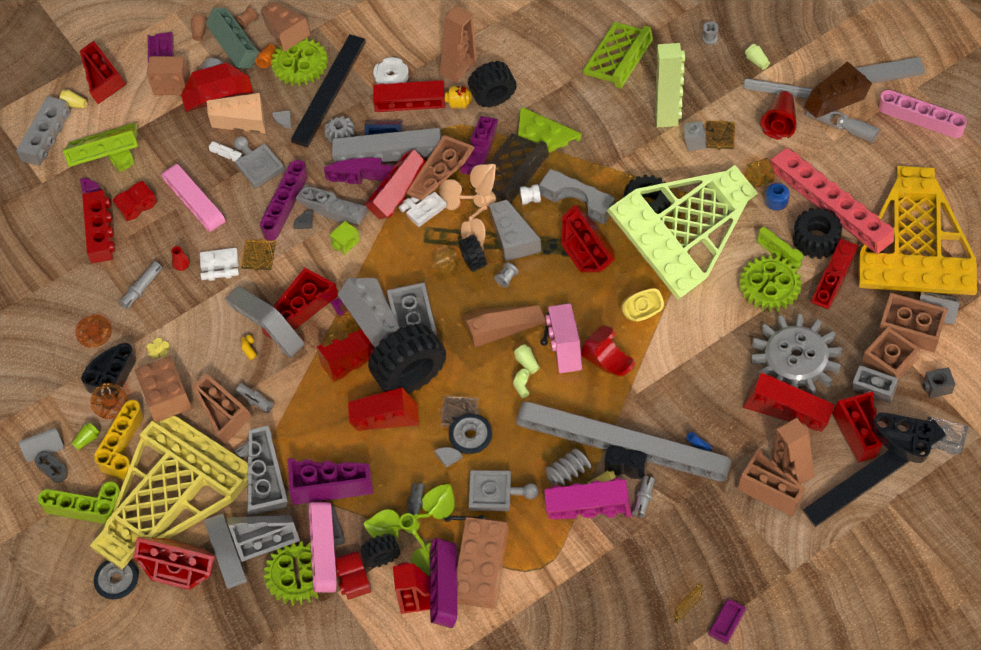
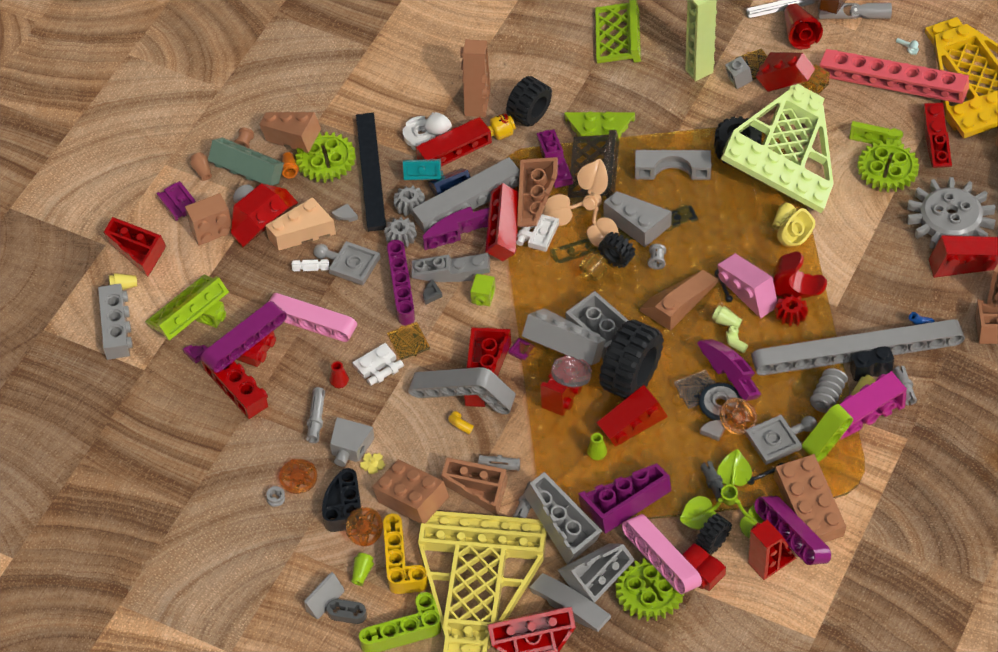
camera: 30 degrees left, 5 degrees down
(64, 334) = (272, 501): none -> light grey bush
(122, 190) = (243, 336): none -> magenta beam
(150, 321) = (350, 441): none -> light grey torso
(313, 155) = (401, 230): none -> light grey gear
(337, 425) = (597, 449): none -> lime cone
(352, 346) = (571, 371): none -> clear tile
(365, 107) = (422, 169): none -> teal panel
(402, 72) = (437, 124): none -> white piece
(473, 453) = (737, 416): none -> clear orange wheel
(498, 405) = (736, 368): none -> magenta slope
(530, 194) = (629, 180): white wheel -> none
(533, 508) = (827, 432): none -> lime beam
(585, 242) = (710, 200): red wedge -> none
(586, 379) = (791, 310): none -> red gear
(641, 284) = (782, 214): none -> light yellow cone
(731, 151) = (784, 70): none -> red wedge
(777, 196) = (845, 93): blue head -> none
(821, 221) = (900, 97): black tyre -> none
(873, 178) = (912, 47): none -> light aqua hand

